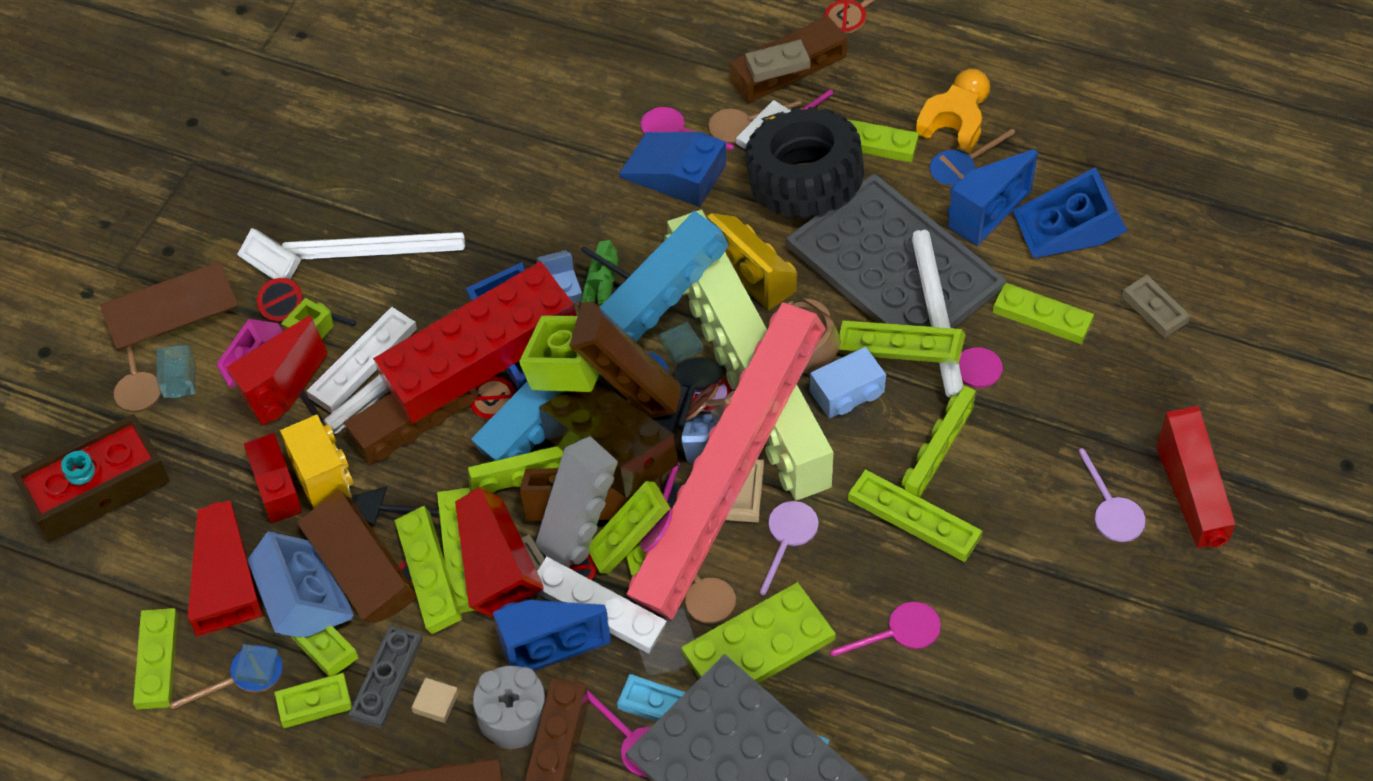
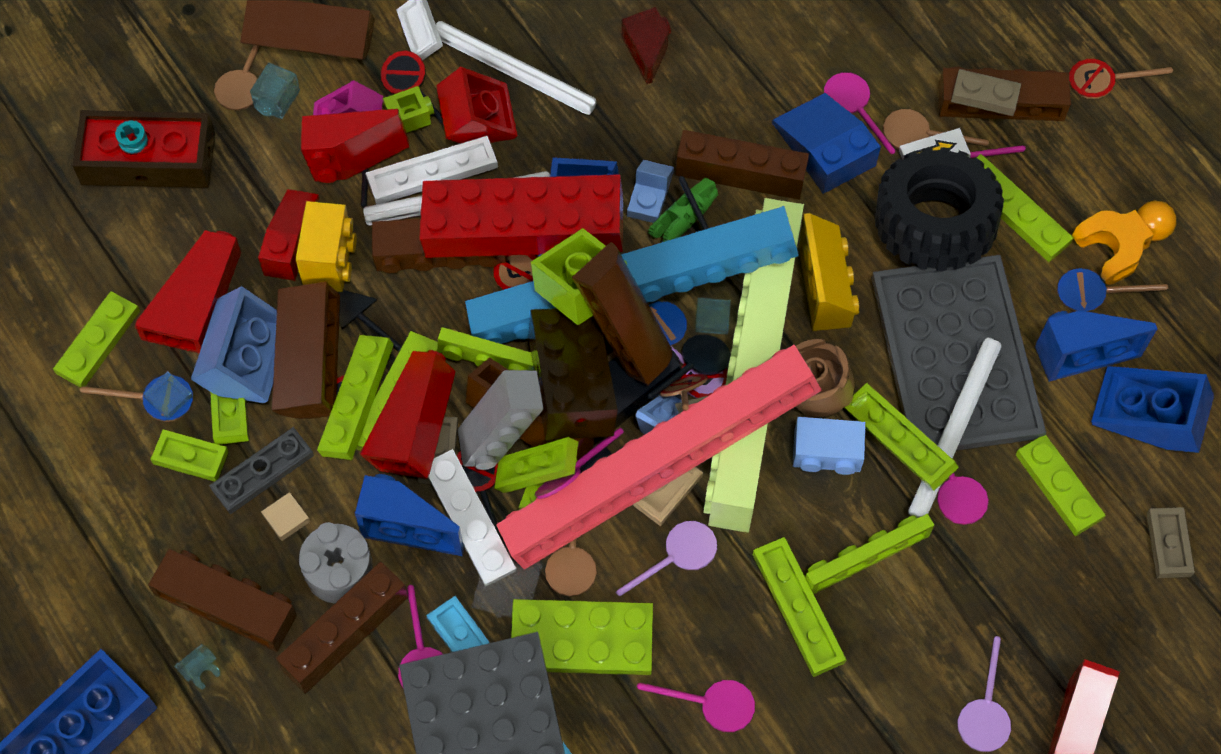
camera: 30 degrees right, 10 degrees up
(363, 291) = (475, 107): none -> red slope
(471, 167) = (646, 40): none -> clear red slope
(621, 215) = (741, 164): none -> reddish brown brick

